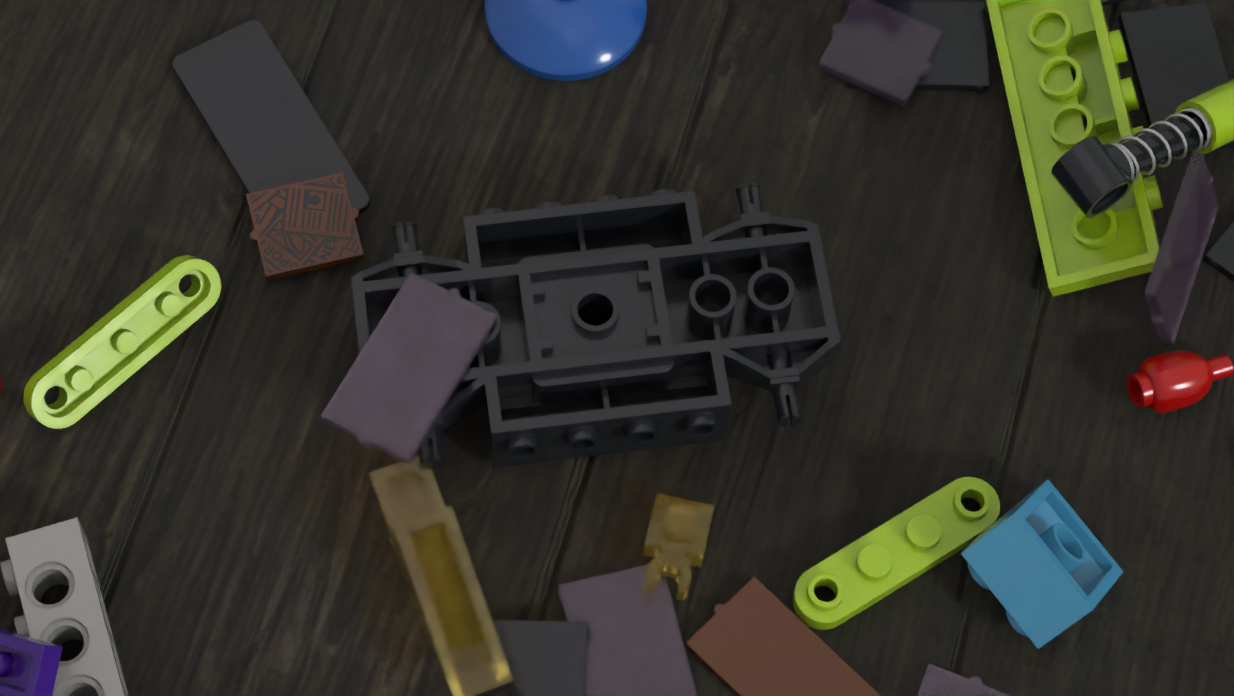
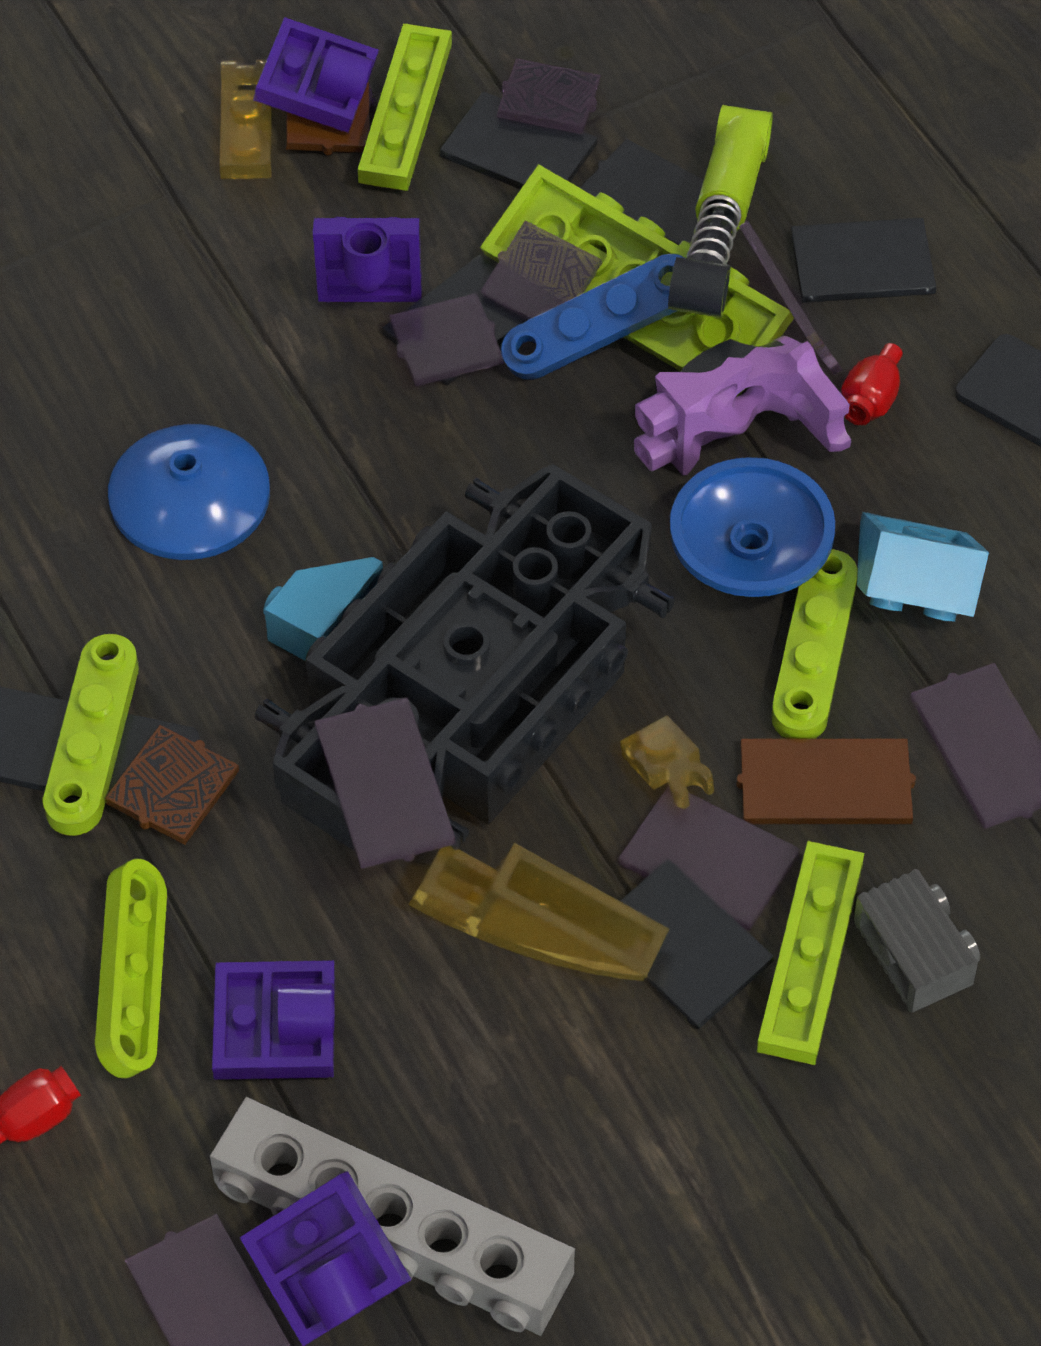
camera: 40 degrees left, 10 degrees down
(176, 475) = (274, 1020): none -> dark purple plate
(289, 136) = (91, 734): none -> lime plate
(550, 172) = (315, 602): none -> dark azure slope
(943, 382) = (752, 506): none -> blue dish
(997, 127) = (590, 320): none -> blue plate
(1003, 61) = (539, 272): none -> piece
(1032, 283) = (704, 405): none -> medium lavender hips

